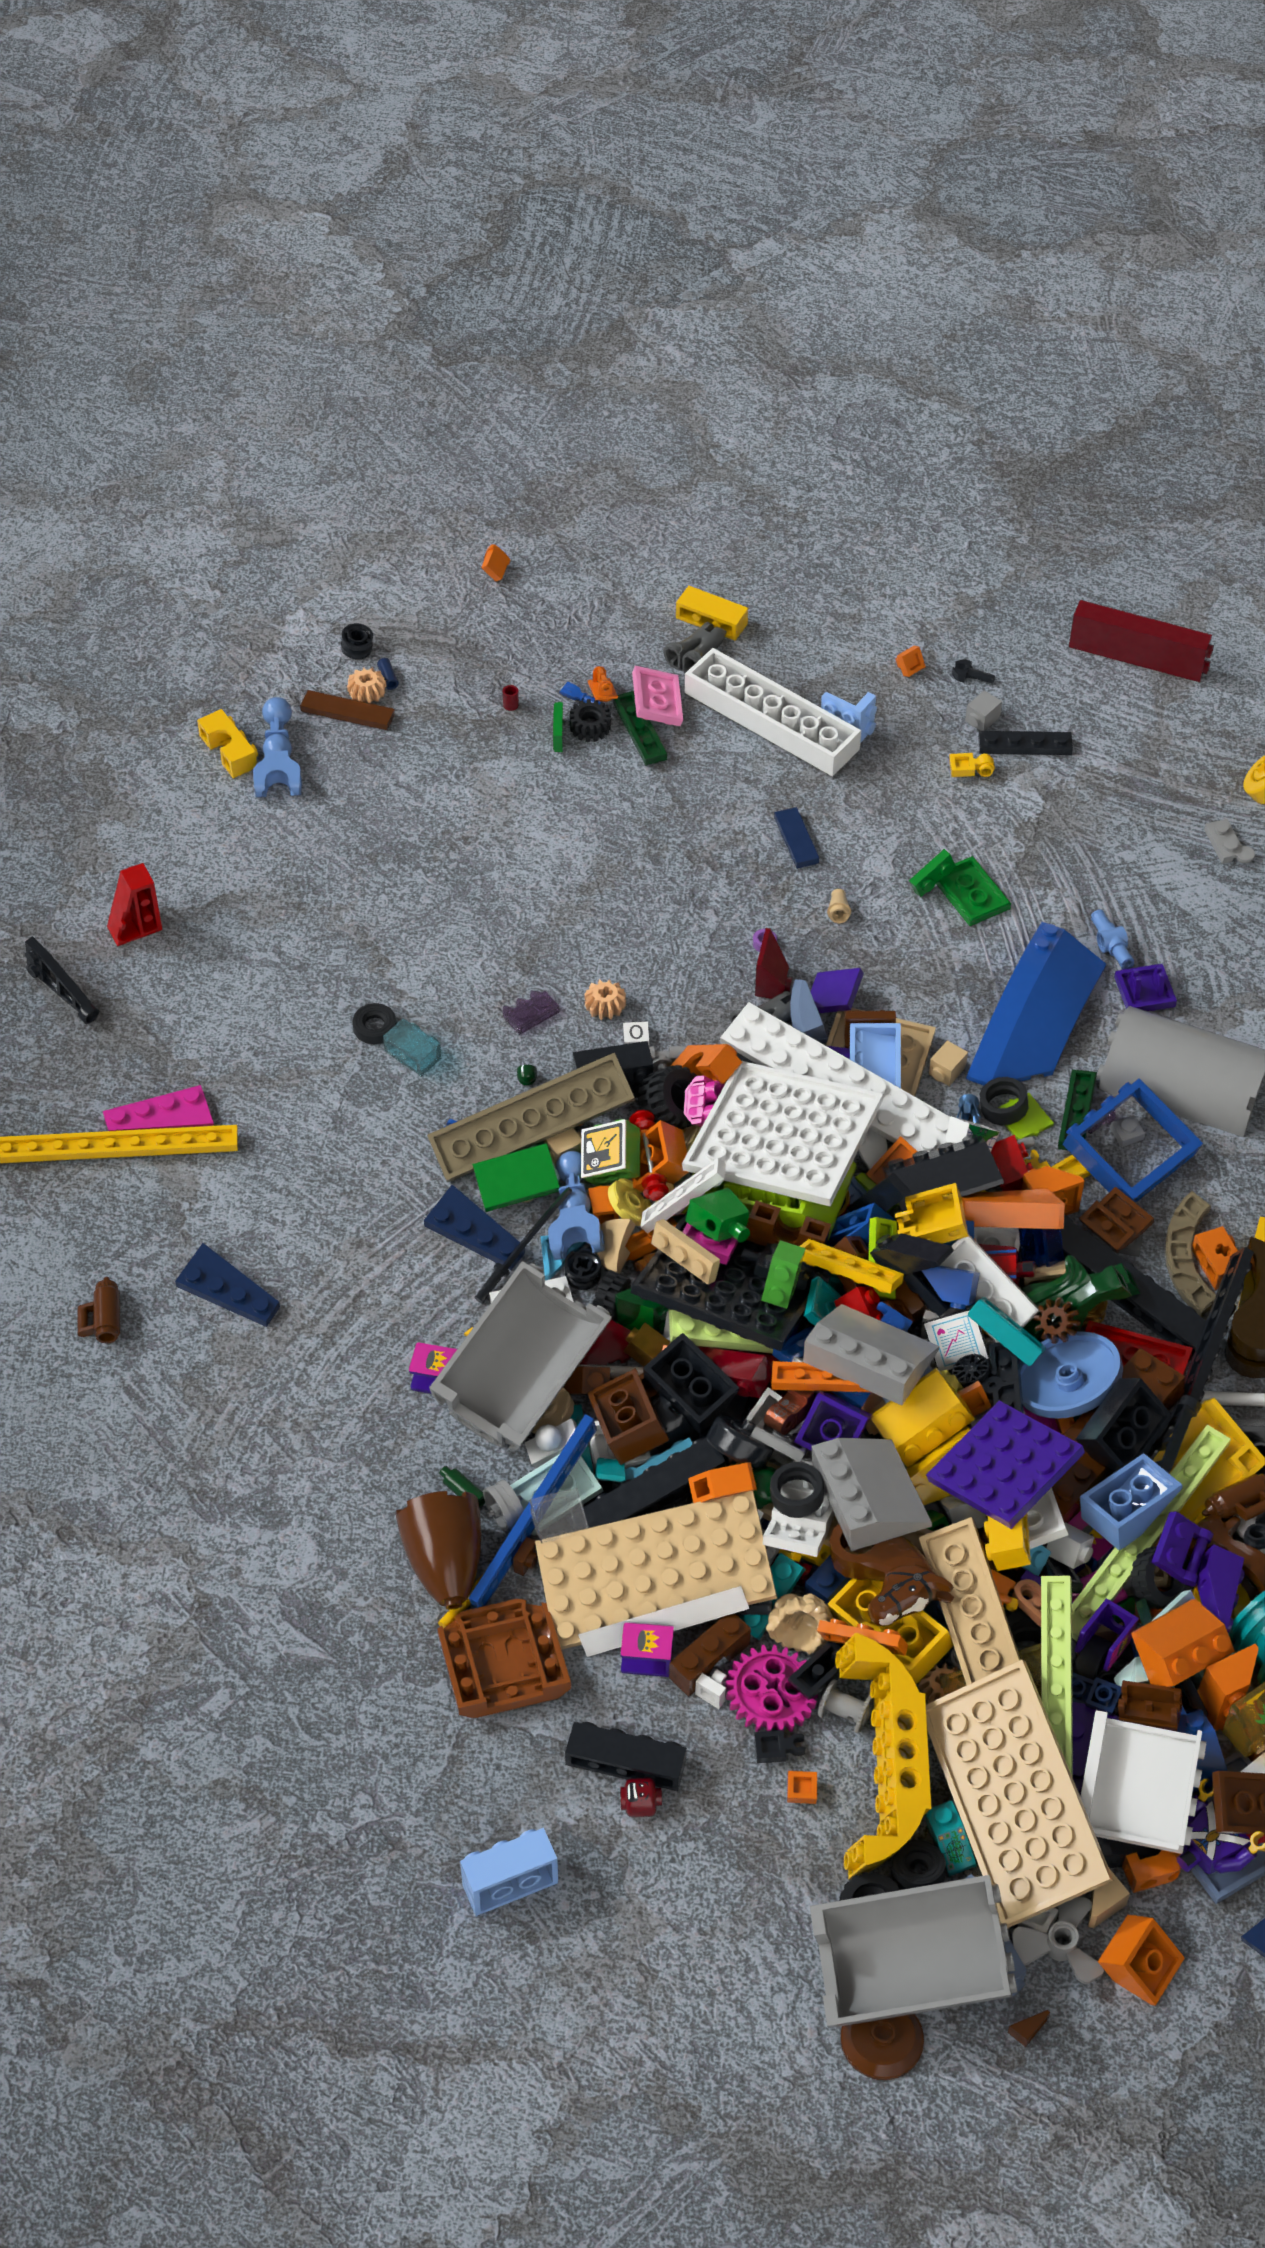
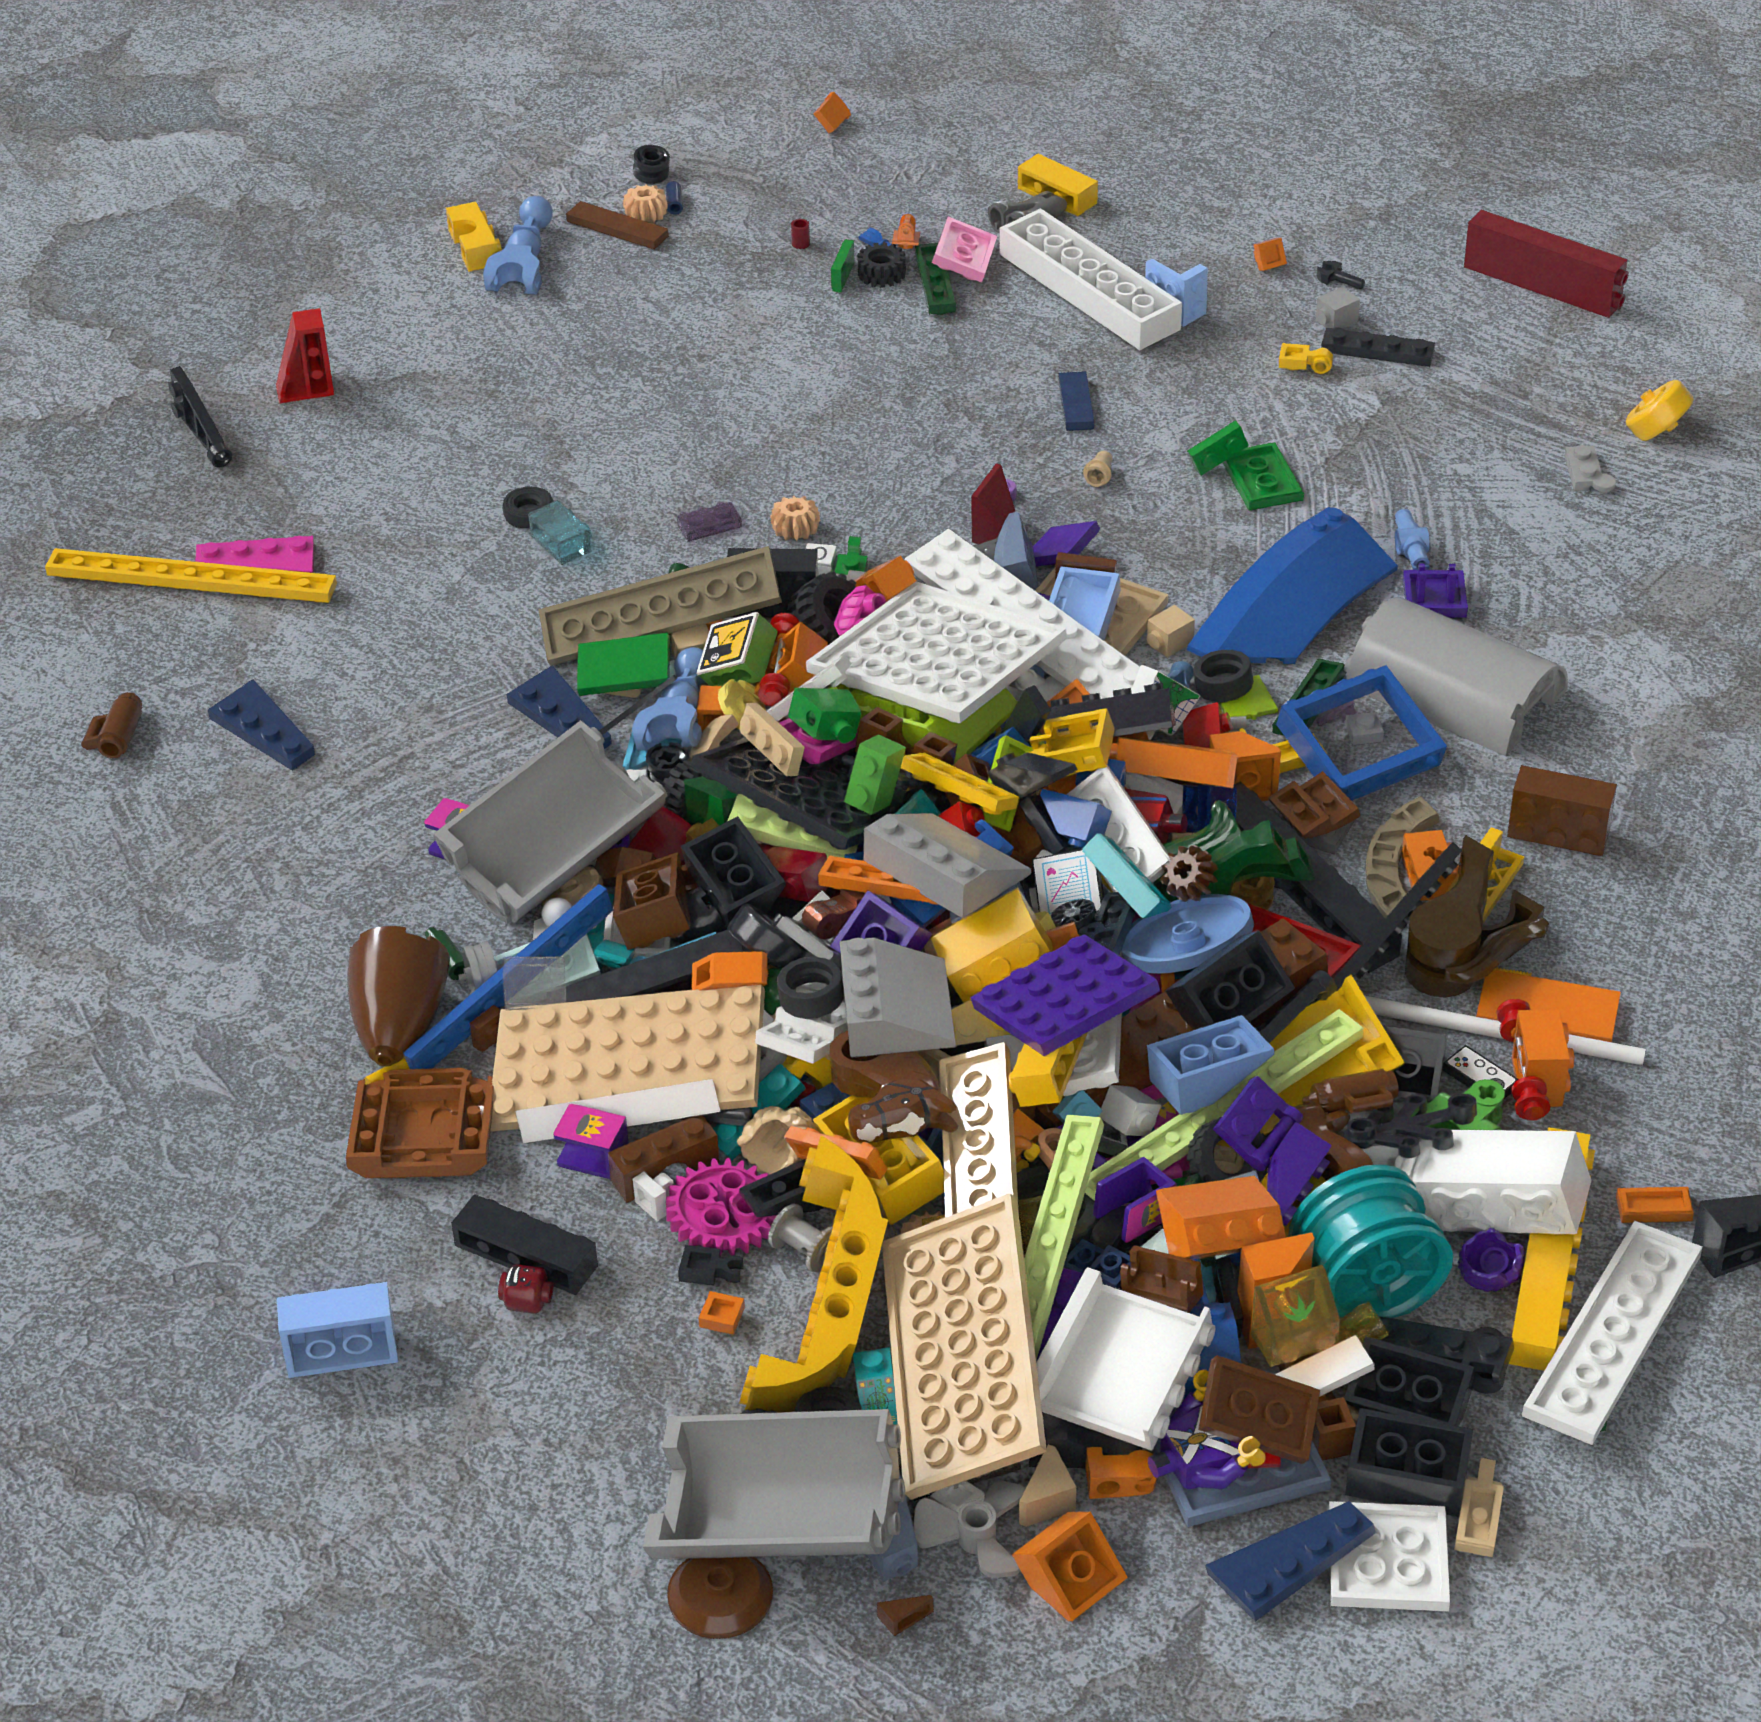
camera: 15 degrees right, 10 degrees down
(665, 1036) = (853, 559): none -> green plate

